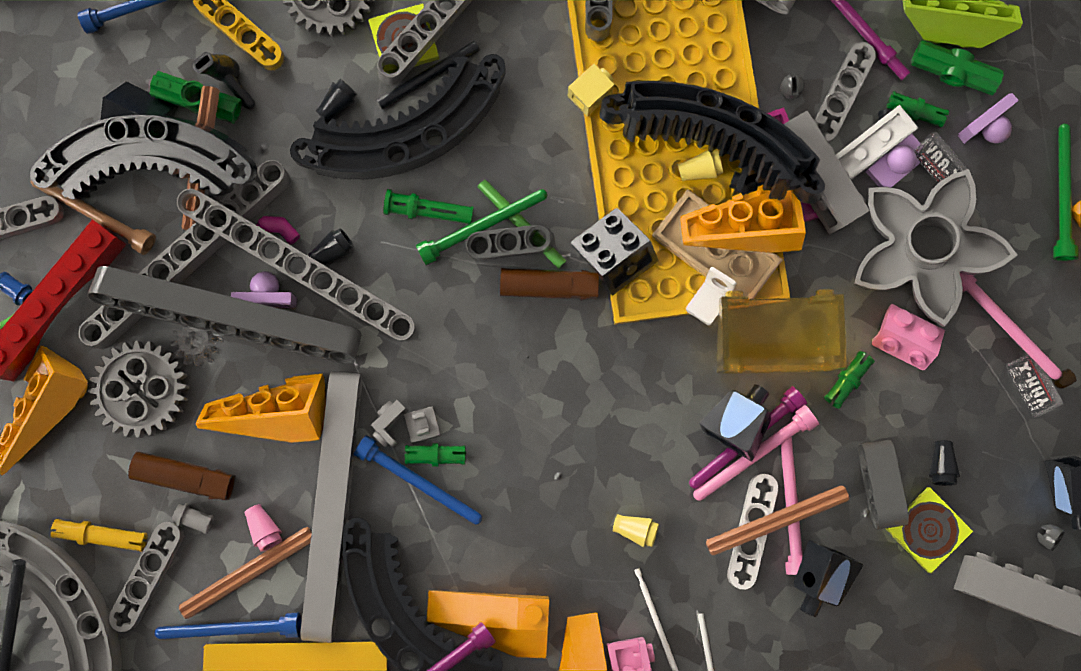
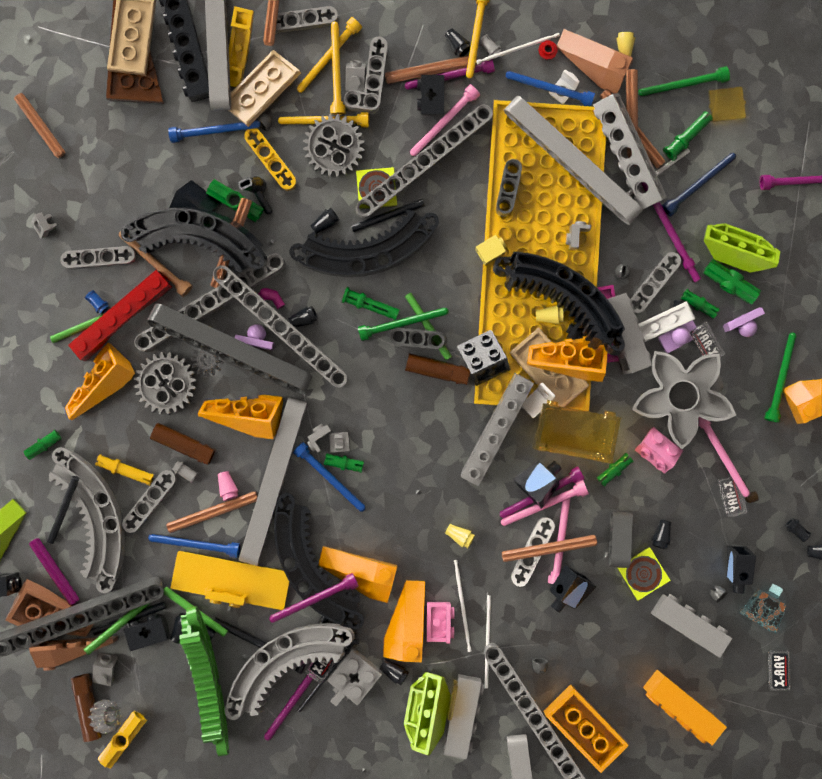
camera: 10 degrees right, 5 degrees up
(657, 353) = (496, 429): none -> light grey brick
(709, 46) = (572, 237): none -> light grey bracket

